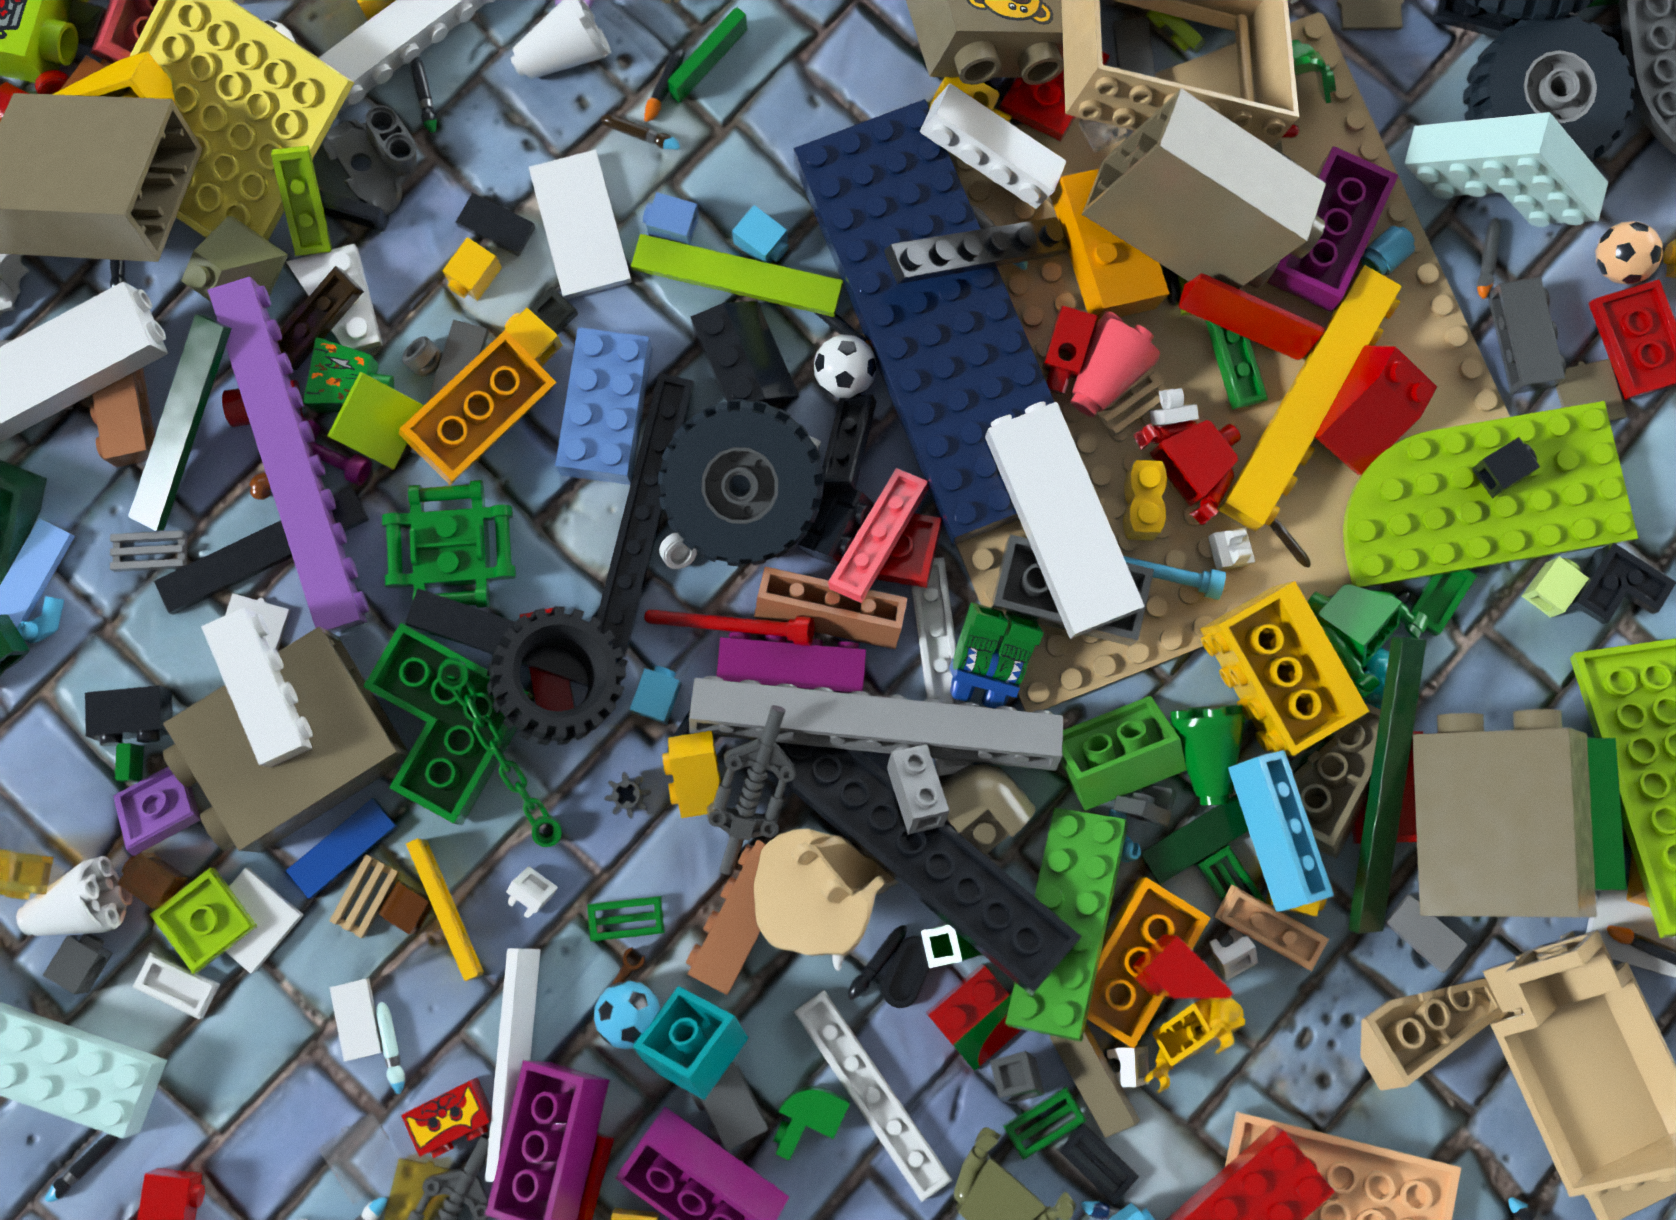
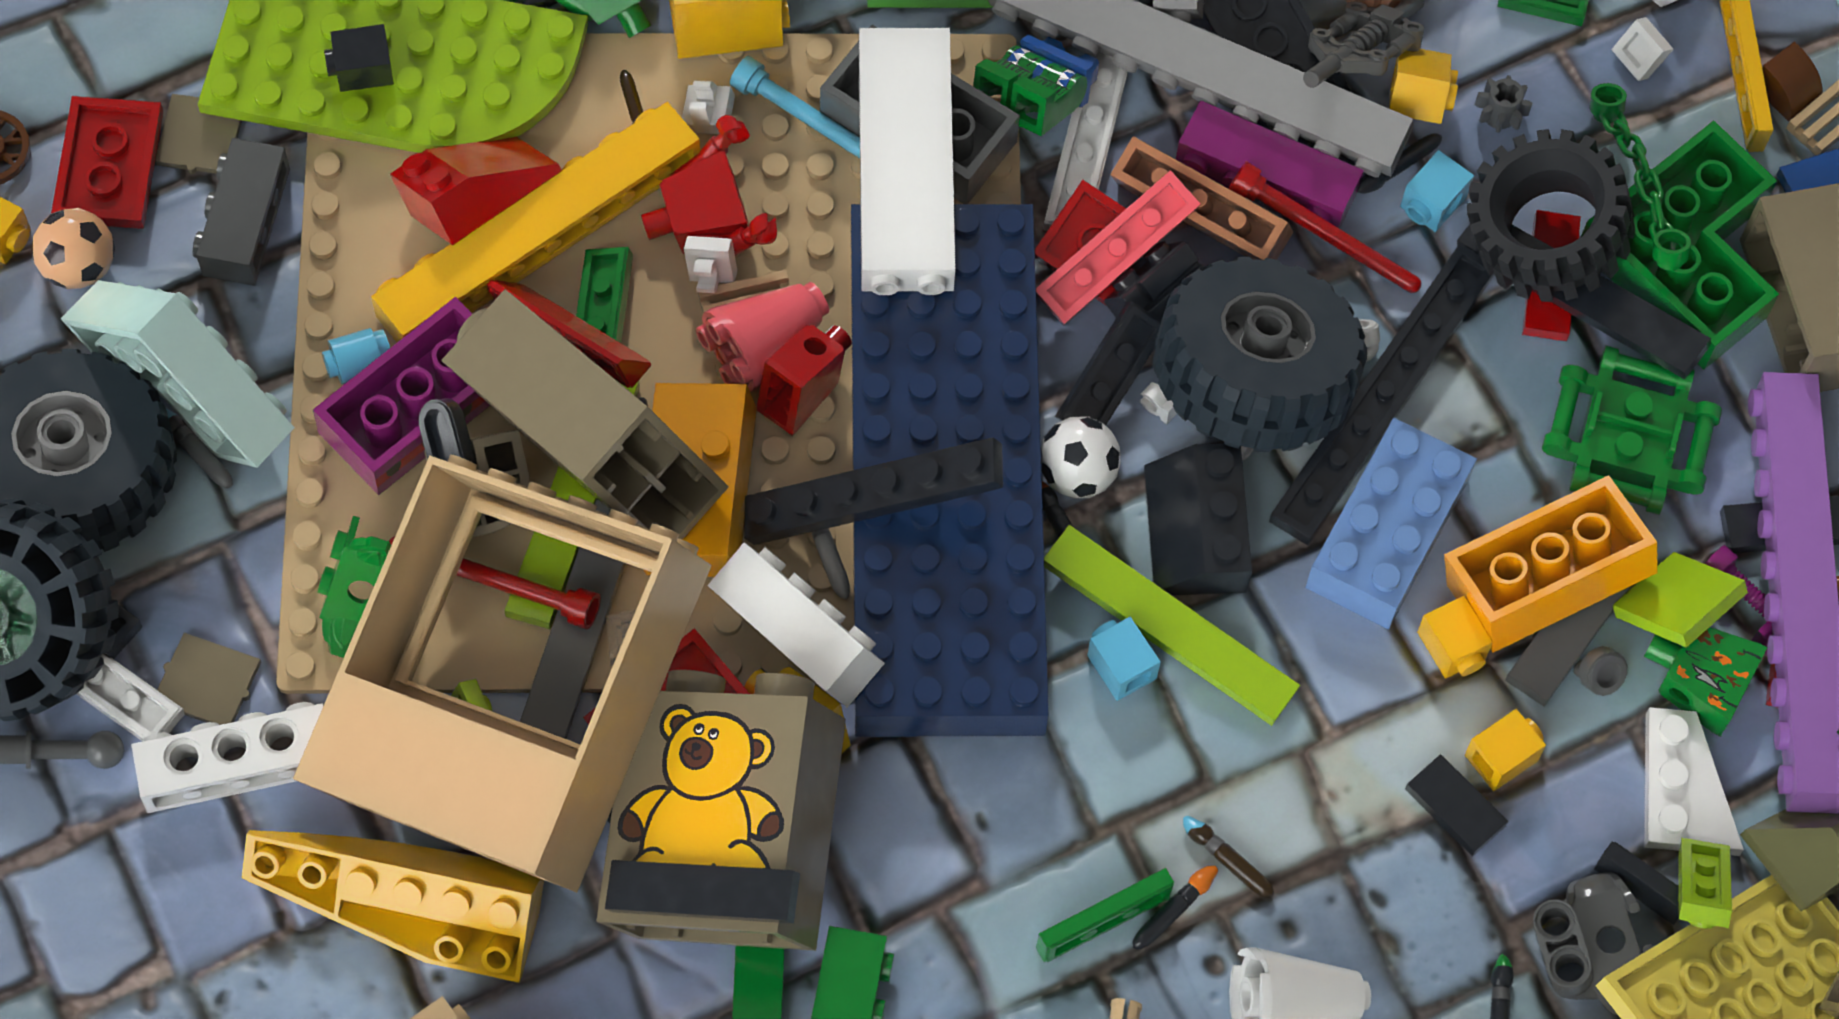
camera: 160 degrees left, 15 degrees down
(318, 315) = (1719, 759): dark brown tile -> none
(554, 310) = (1417, 670): pearl dark grey tile -> none
(580, 224) = (1346, 766): white tile -> none
(671, 218) = (1229, 719): medium blue brick -> none
(1143, 492) = (790, 179): yellow brick -> none
(1489, 258) = (250, 296): dark grey piece -> none

